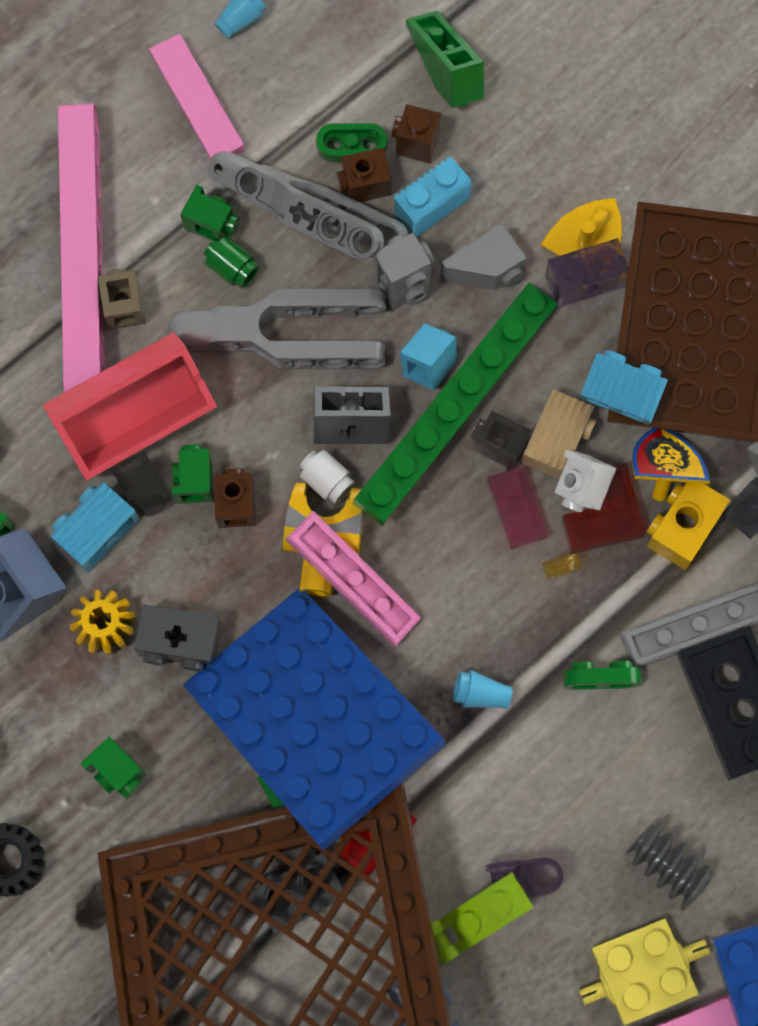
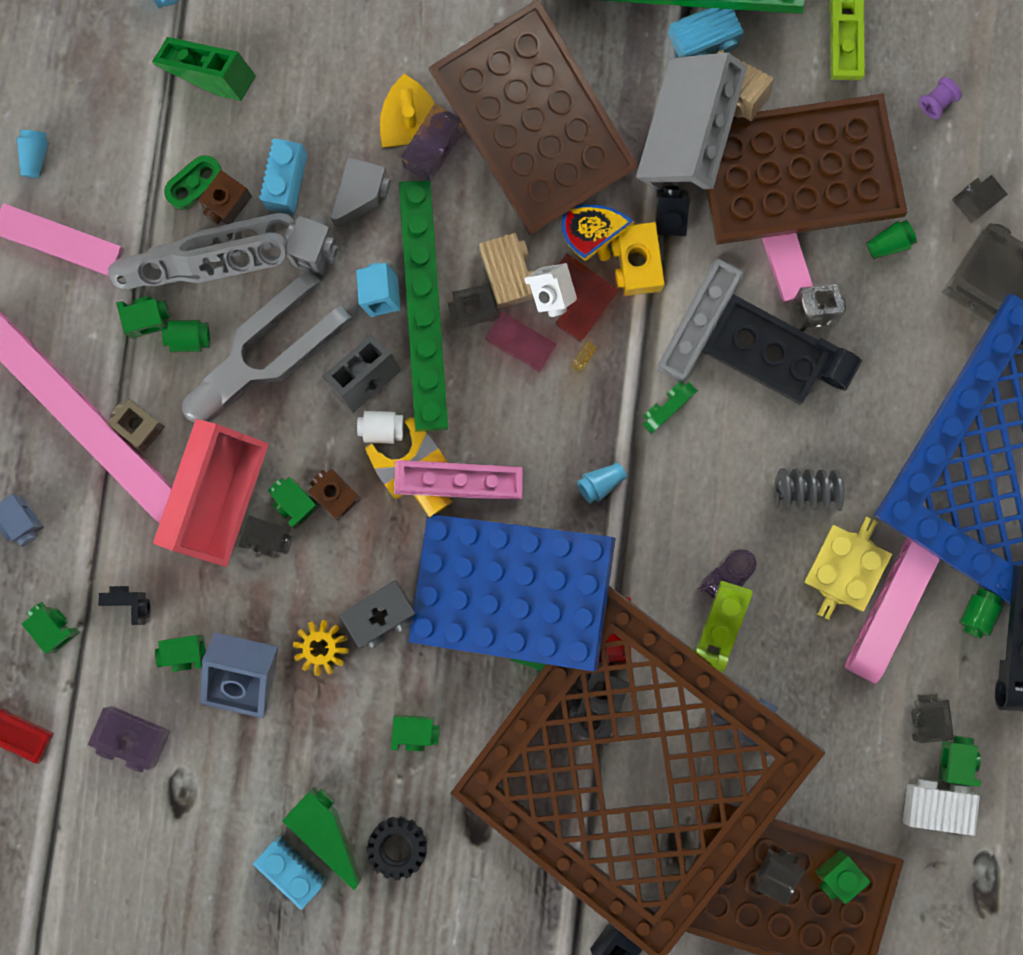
camera: 45 degrees left, 10 degrees up
(94, 526) = (257, 591): medium azure brick -> none
(416, 133) = (232, 139): reddish brown brick -> none
(624, 388) = (525, 204): medium azure brick -> none

